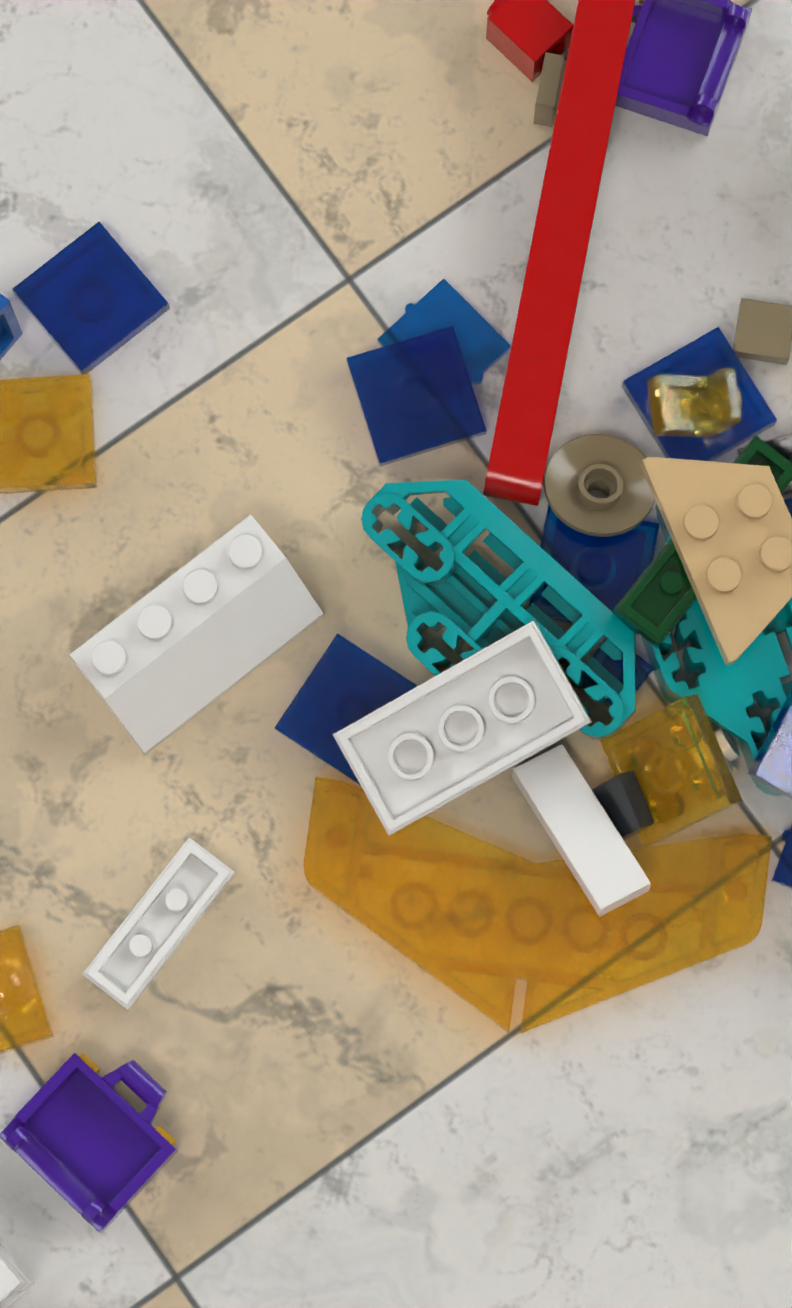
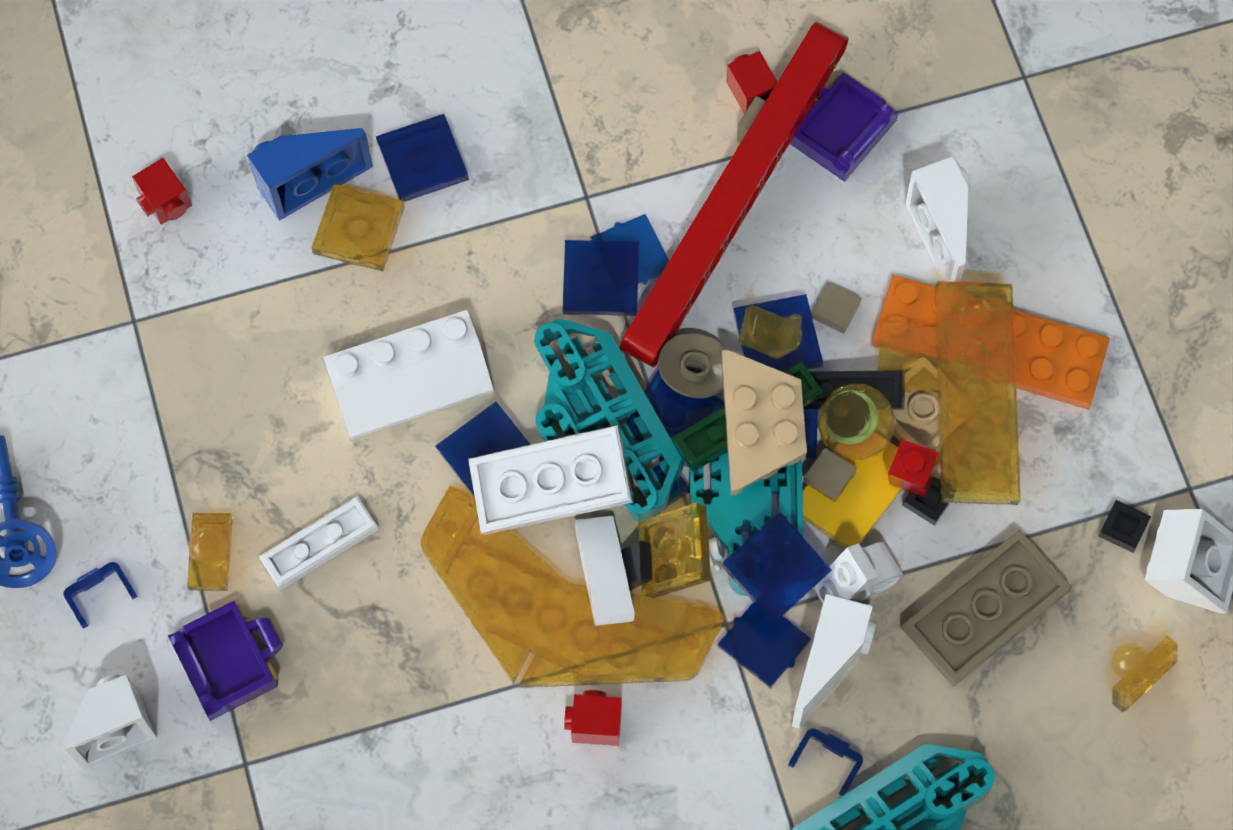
camera: 20 degrees right, 10 degrees down
(644, 1047) = (594, 718): none -> red brick

